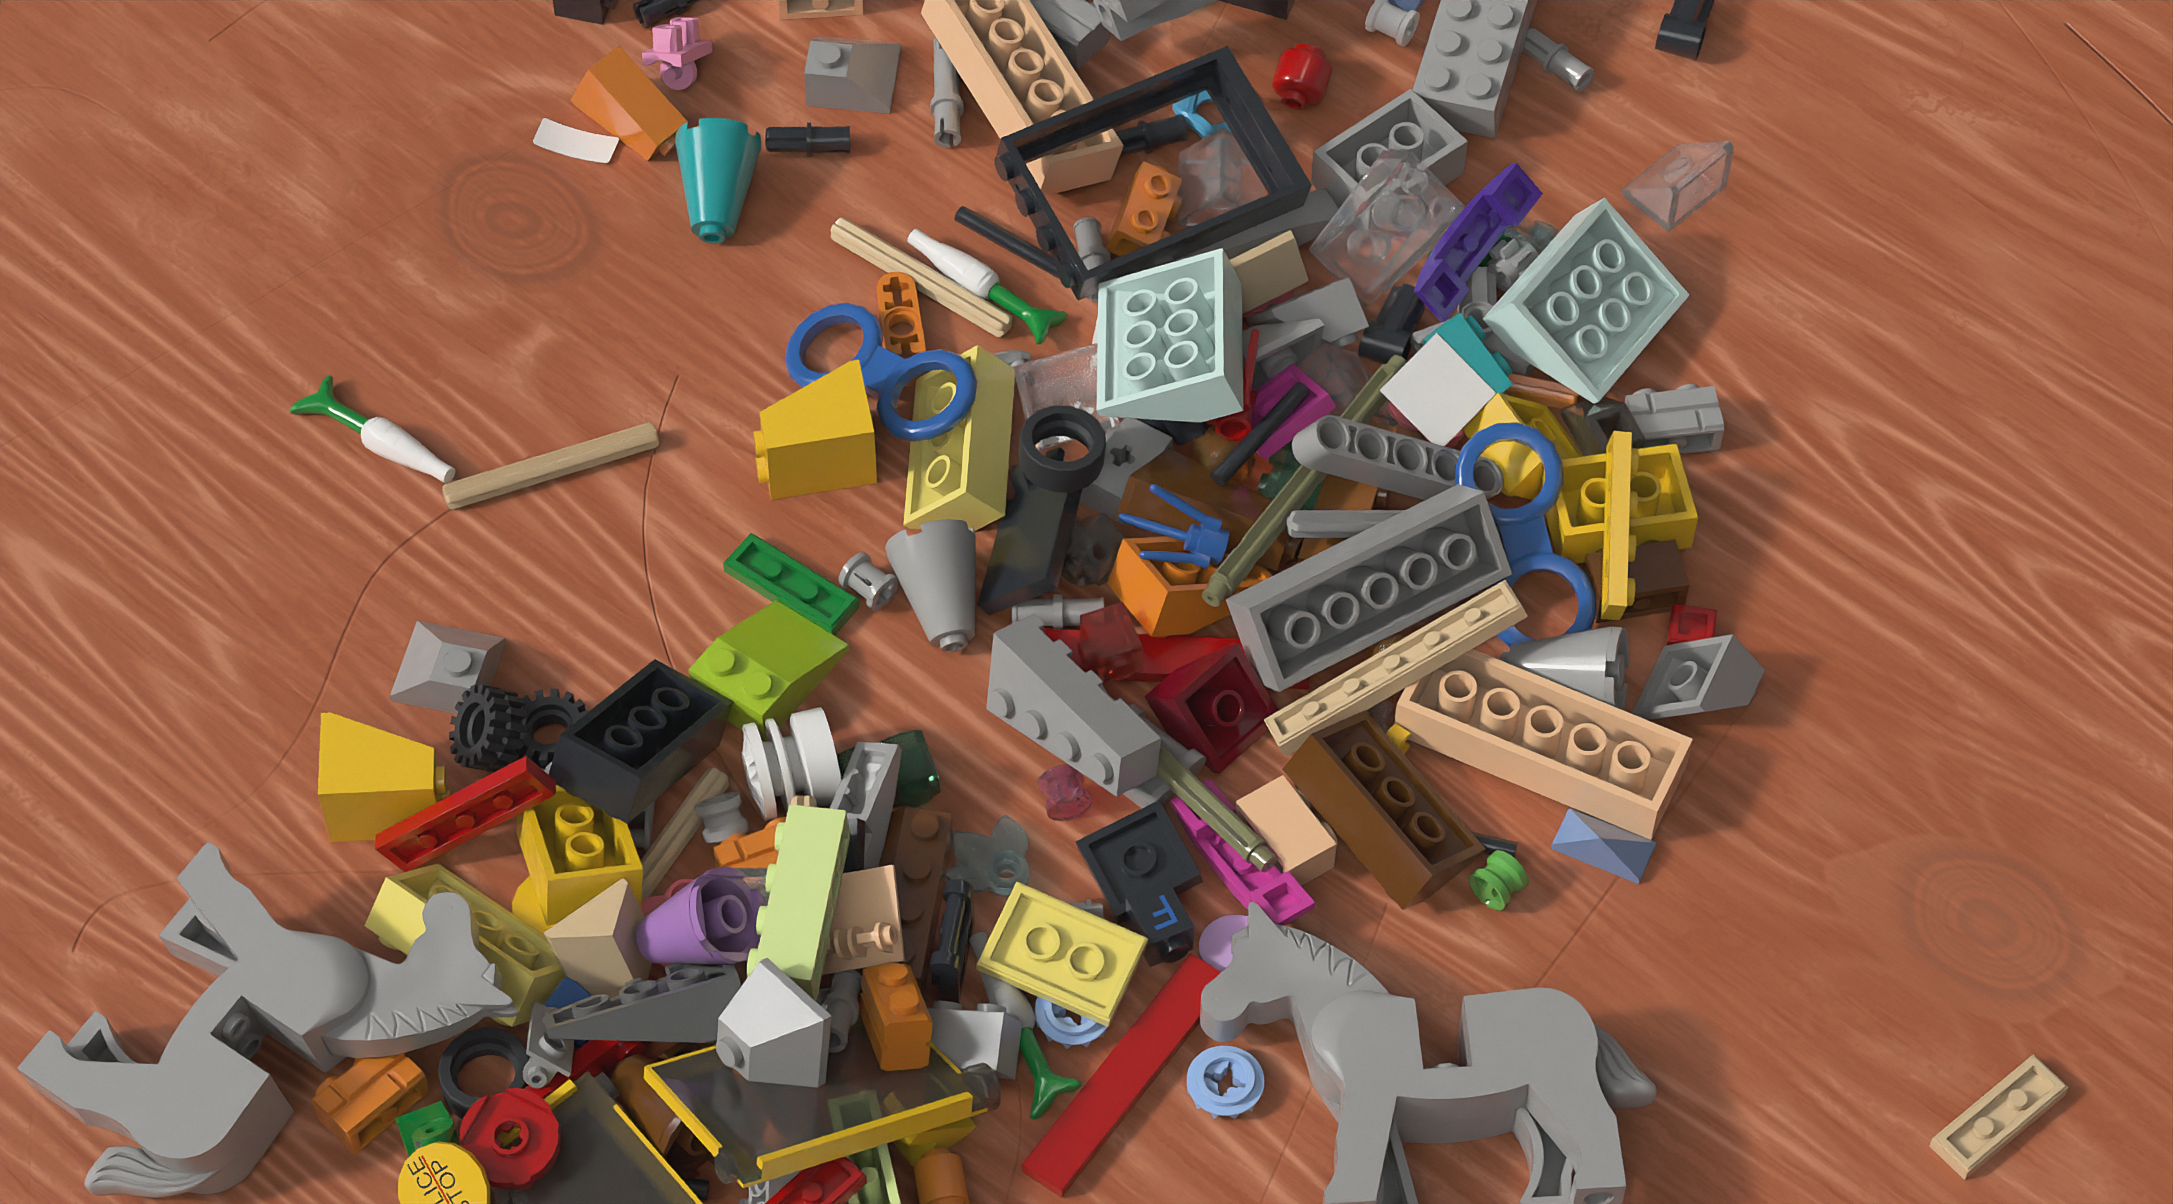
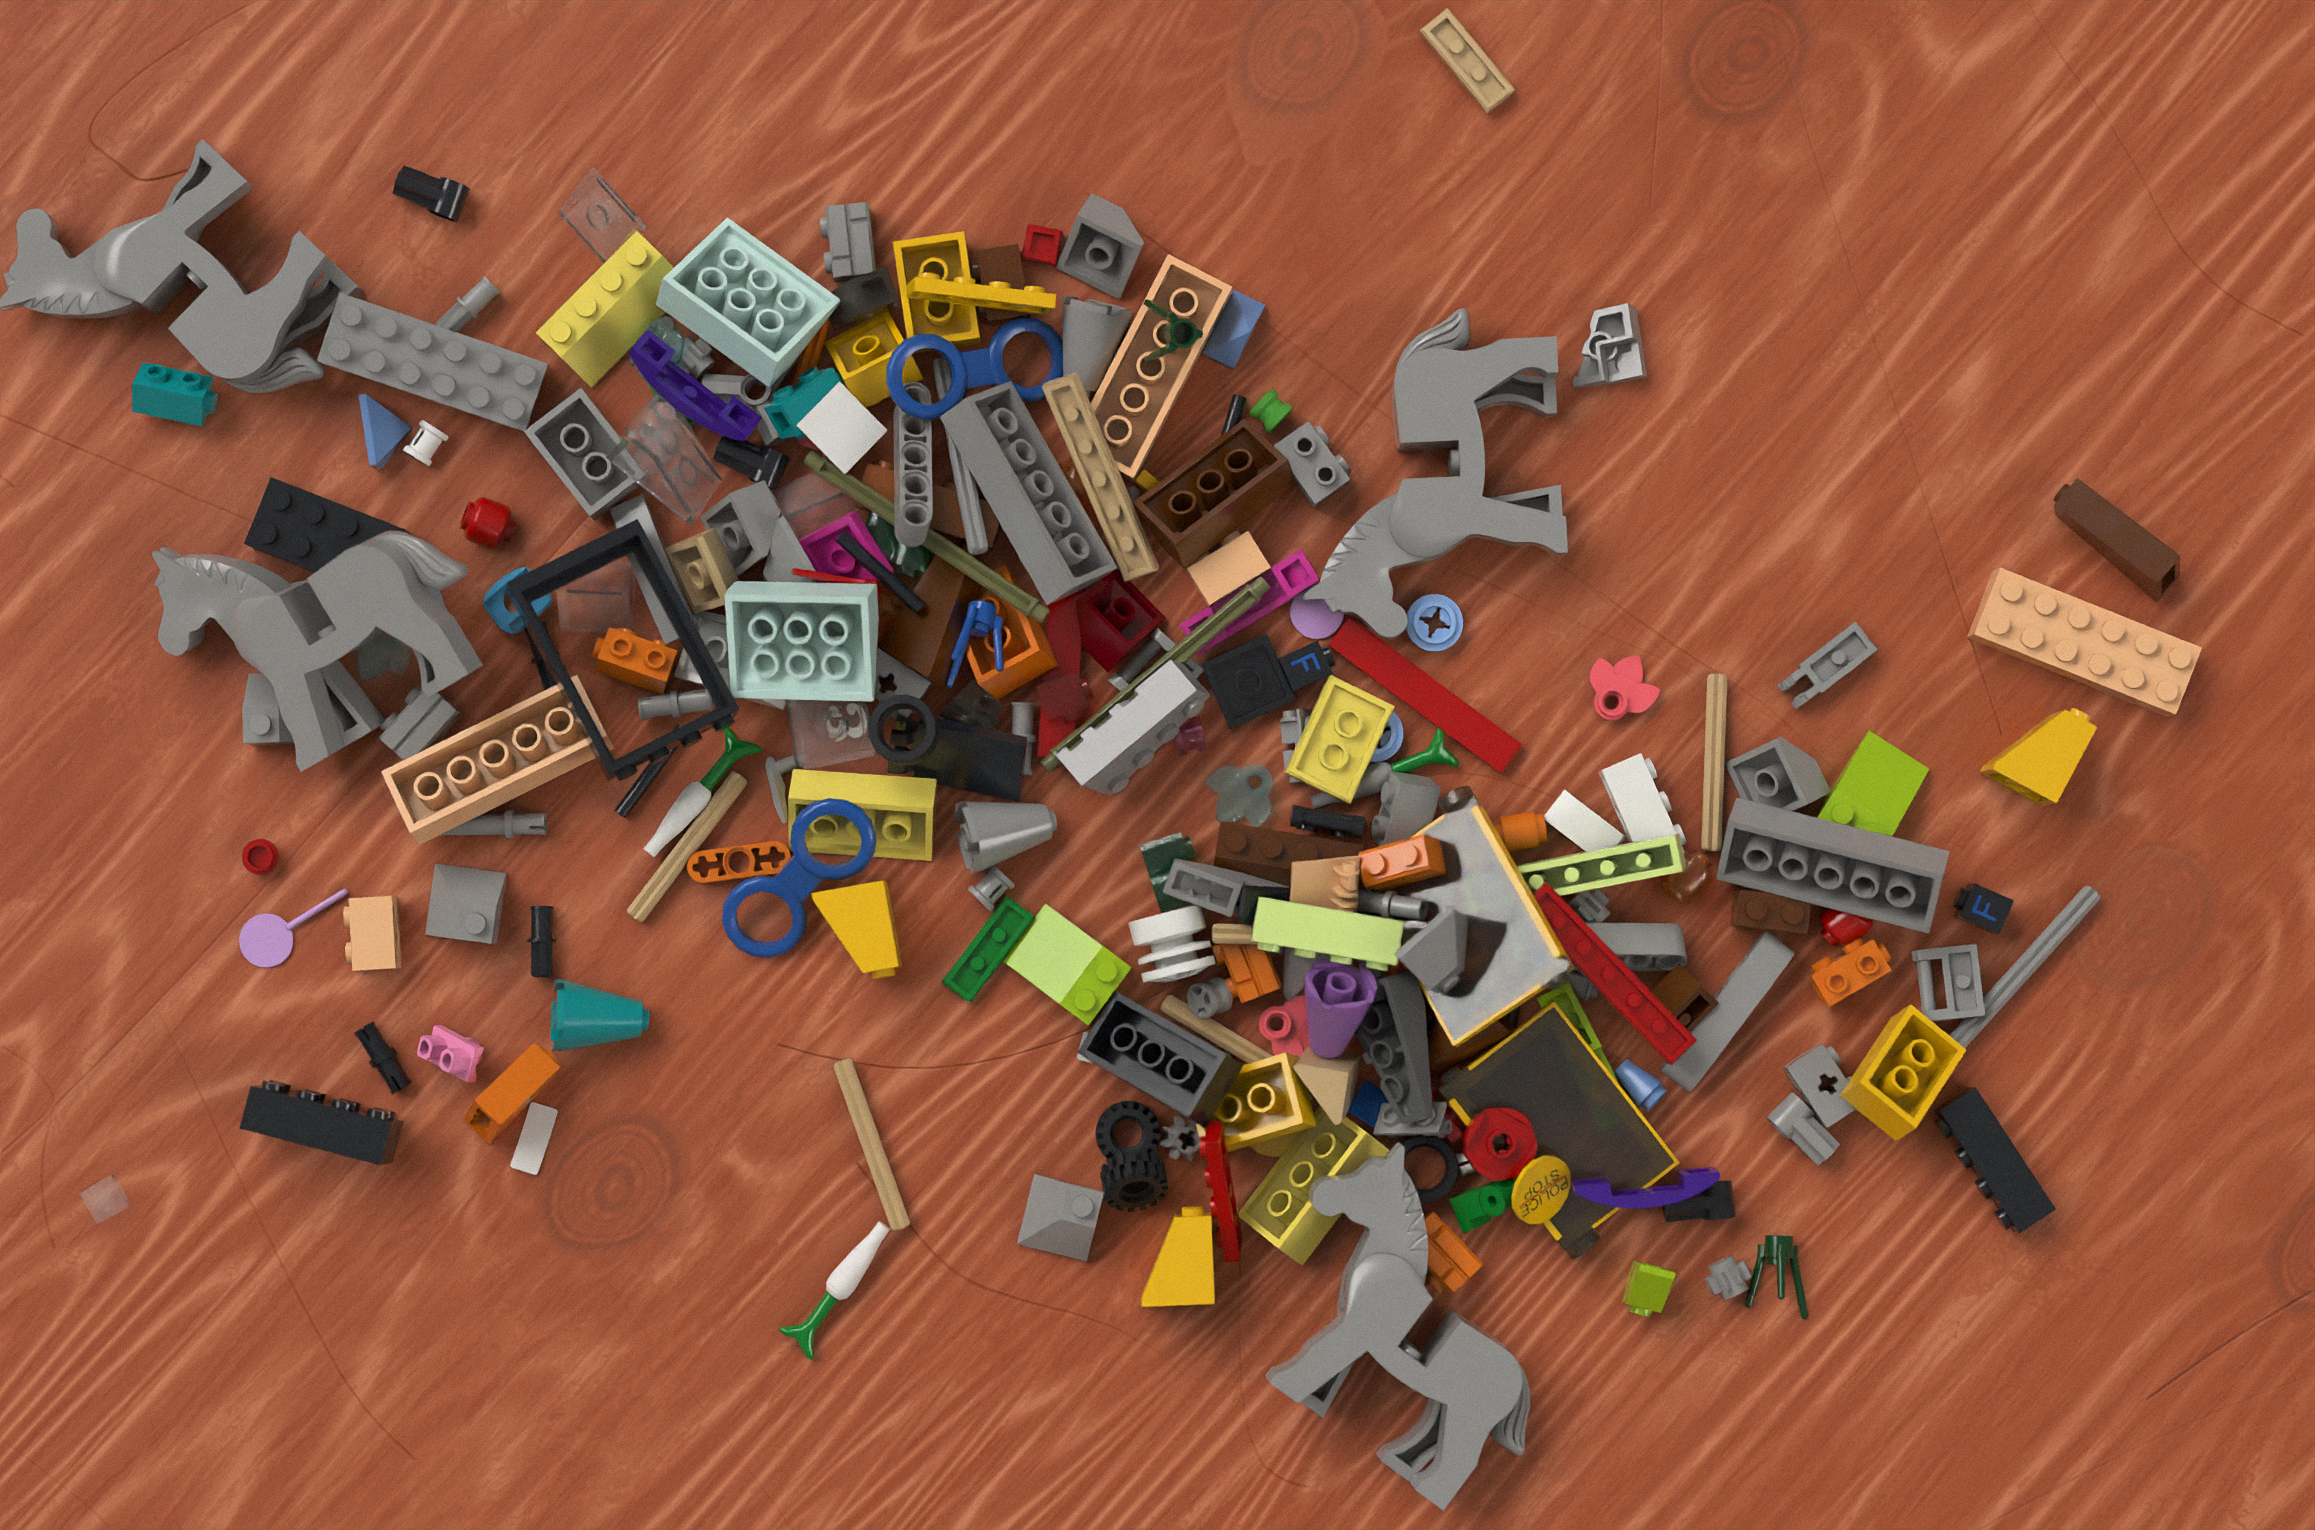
camera: 90 degrees left, 30 degrees up
(1430, 928) = (1313, 464): none -> light grey brick
(1566, 172) = (608, 311): none -> light yellow slope
(1587, 717) = (1177, 333): none -> dark green plant

